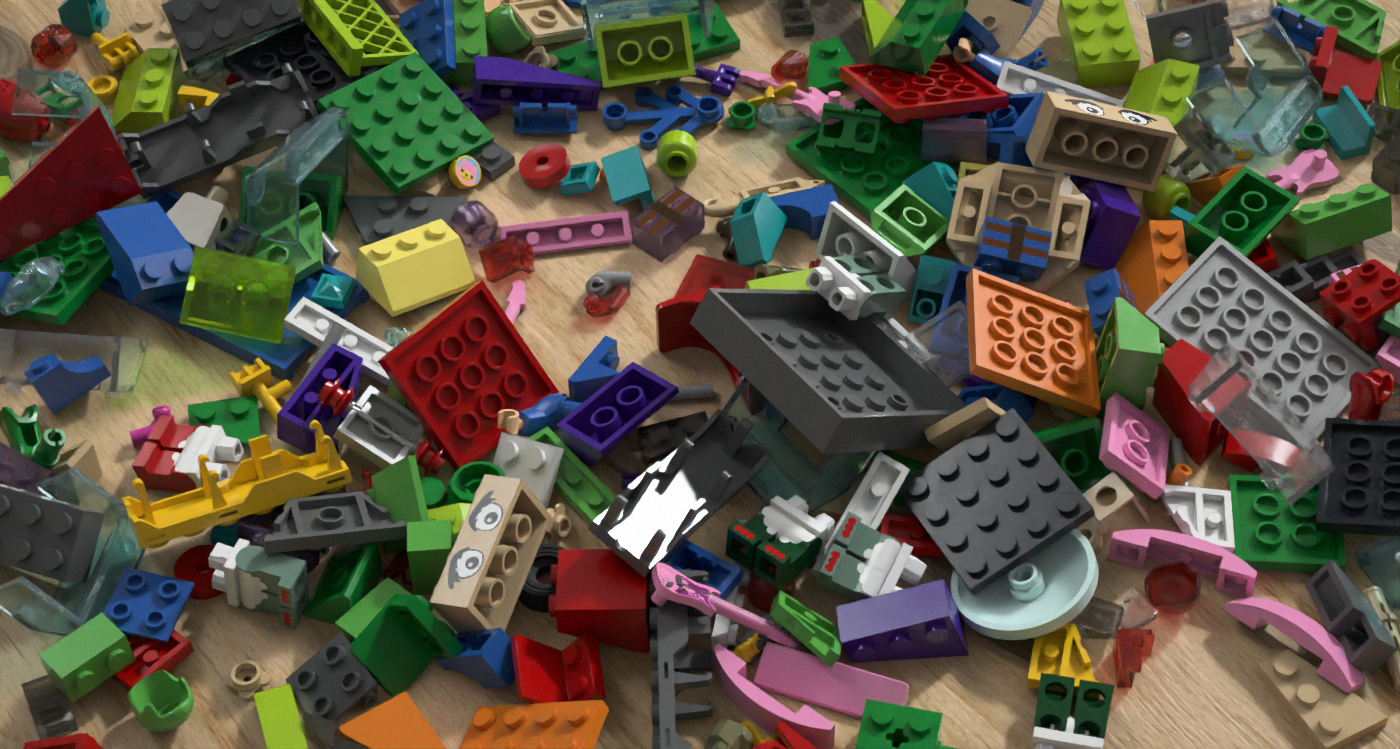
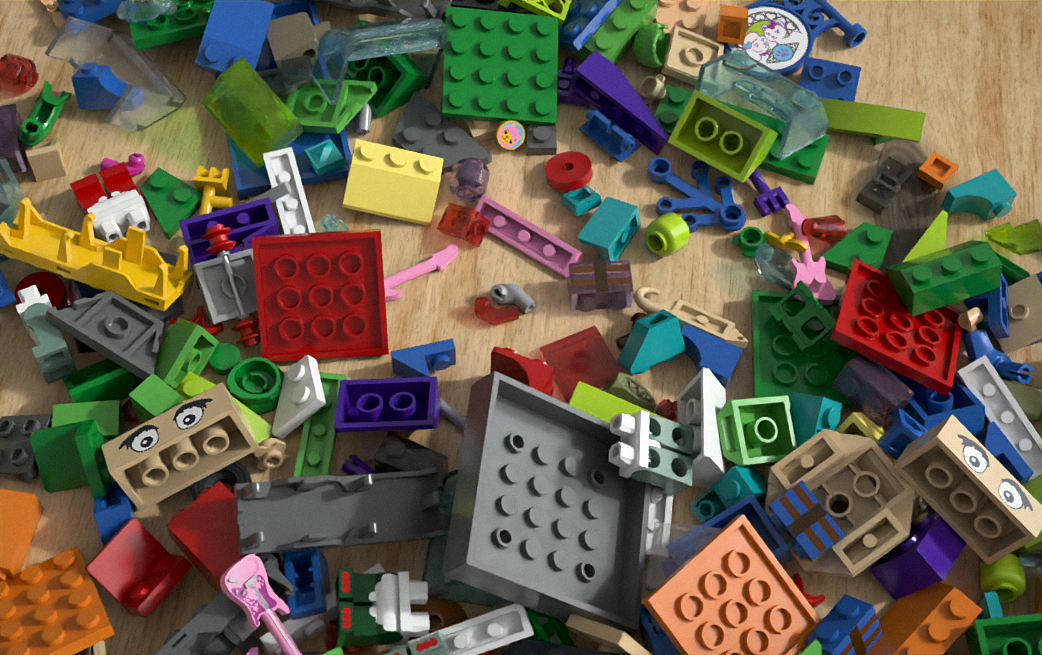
camera: 40 degrees right, 10 degrees up
(545, 413) = (354, 365): blue arm -> none

